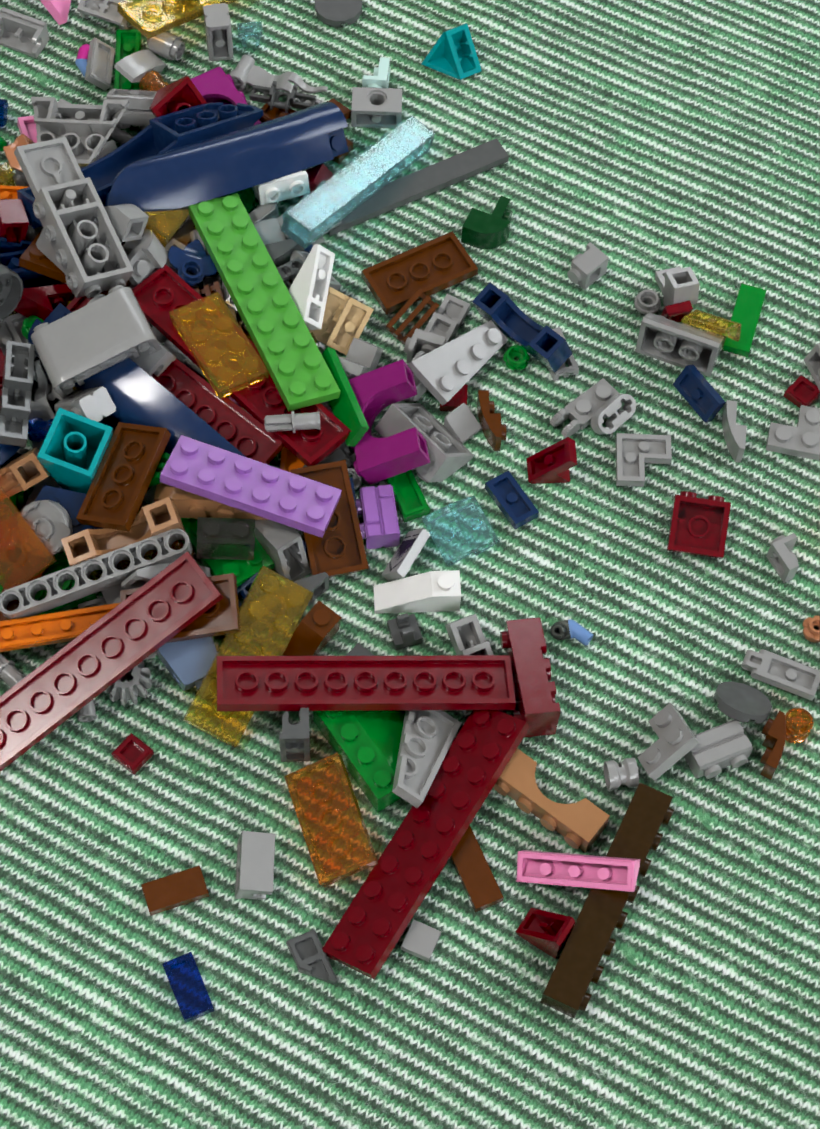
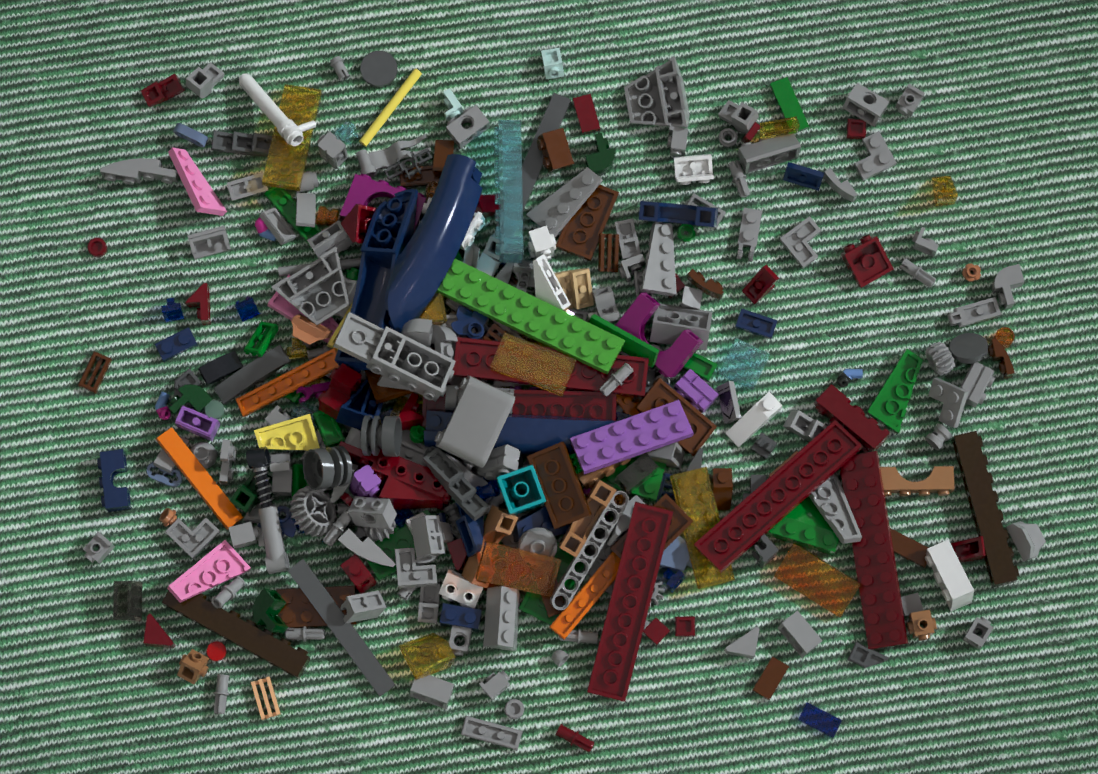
camera: 35 degrees left, 15 degrees up
(95, 733) = (656, 631): none -> dark red tile
(167, 691) = (673, 579): none -> clear blue tile
(180, 826) = (745, 645): none -> light grey slope
(316, 43) = (390, 107): none -> light yellow piece
(349, 253) = (541, 243): none -> white brick
(404, 237) = (565, 202): none -> light grey wing
(410, 970) = (924, 618): none -> medium nougat brick
(444, 188) = (555, 150): none -> reddish brown brick
(454, 54) = (481, 52): teal slope -> none
(480, 1027) = (985, 628): none -> light grey brick
(495, 939) = (950, 575): none -> white wedge
(513, 180) = (586, 114): none -> dark red tile
(518, 113) = (552, 63): none -> light aqua bracket
(577, 870) = (960, 507): bright pink slope -> none
(581, 302) = (693, 169): none -> white bracket
(606, 212) = (658, 97): none -> light grey wedge
(606, 690) = (893, 397): none -> green wing
(616, 418) = (767, 226): light grey beam -> none
(623, 348) = (739, 178): none -> light grey axle
(632, 976) = (1027, 539): none -> light grey slope
(696, 687) = (940, 358): none -> light grey gear
(749, 582) = (917, 273): none -> light grey axle

